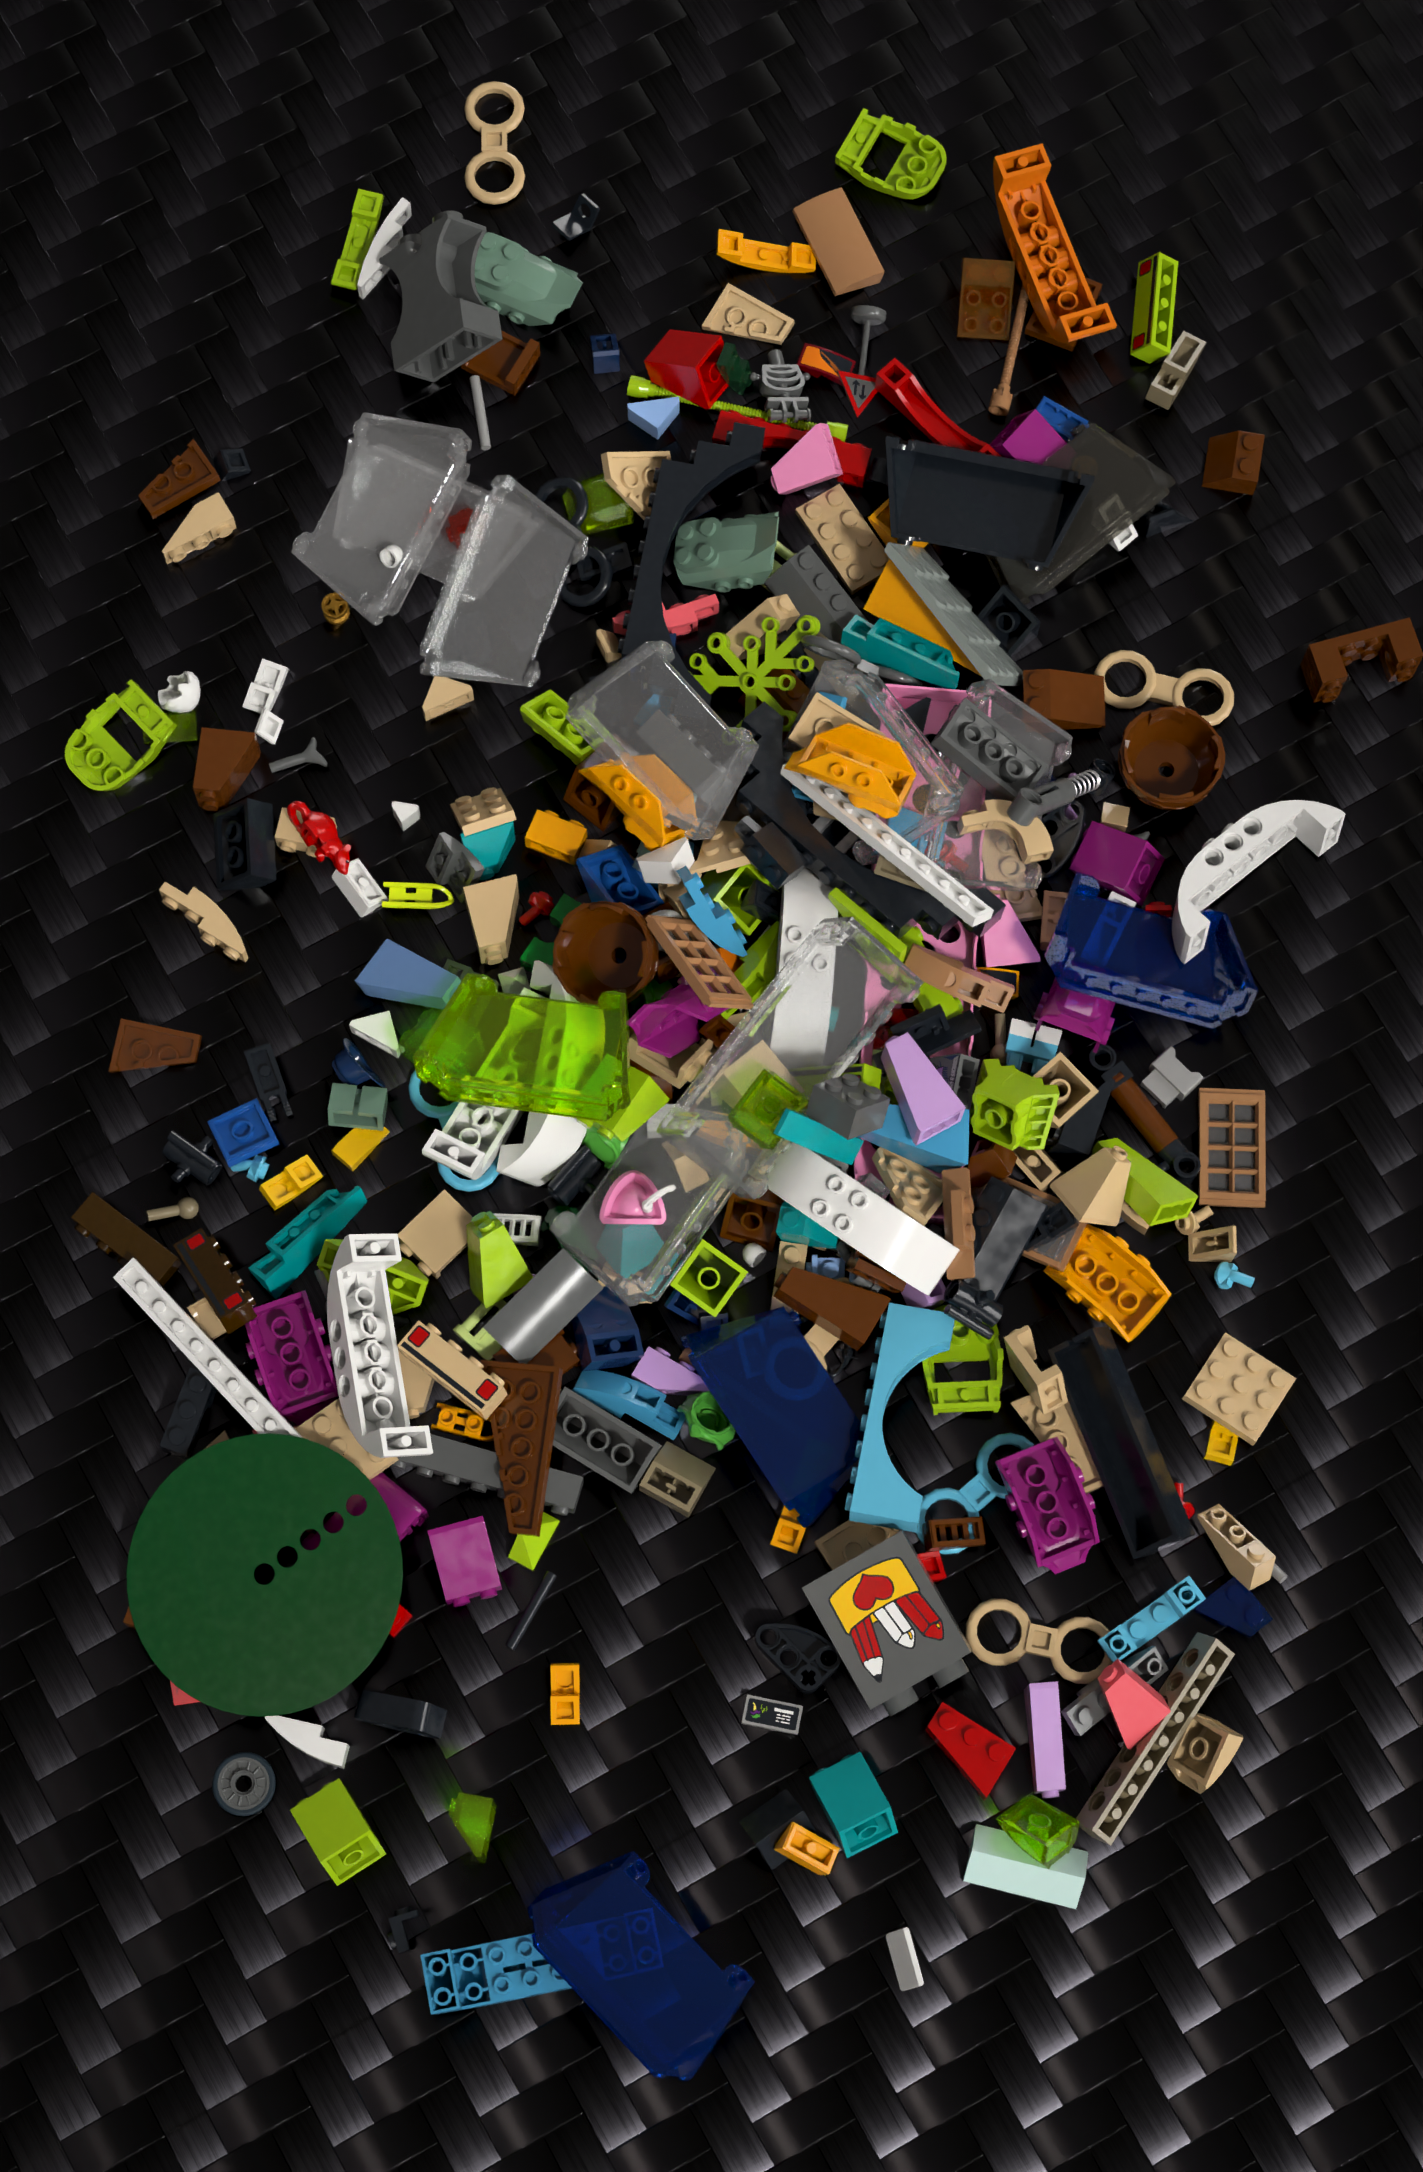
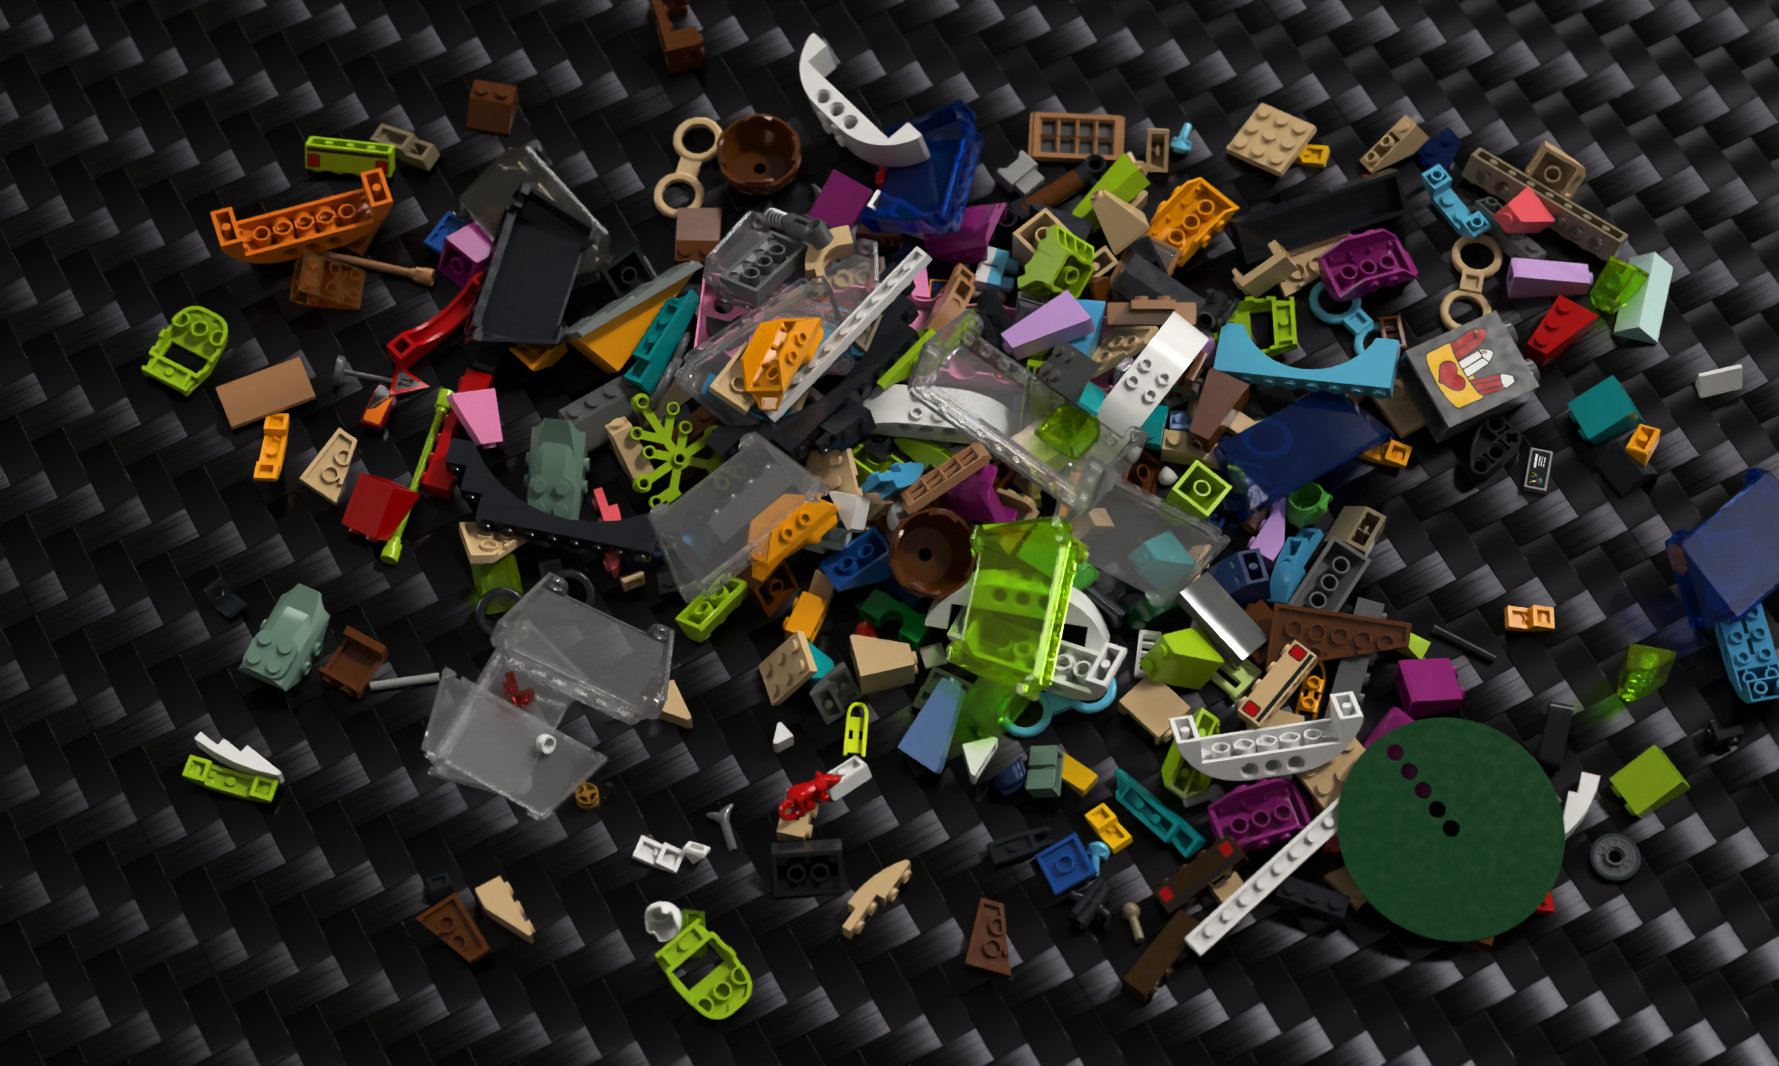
camera: 85 degrees left, 10 degrees down
(223, 765) = (737, 881): reddish brown slope -> none
(441, 310) = (317, 694): dark grey brick -> none
(494, 142) = (139, 669): tan bar -> none
(605, 353) = (355, 578): dark blue slope -> none
(634, 1201) = (1136, 544): bright pink hat -> none
(654, 415) = (421, 539): light blue slope -> none
(734, 369) = (384, 470): clear green slope -> none
(782, 387) = (401, 444): dark grey torso -> none
(844, 538) = (541, 397): tan plate -> none
(1051, 909) = (892, 246): medium nougat hinge -> none
(1115, 816) = (799, 205): tan slope -> none

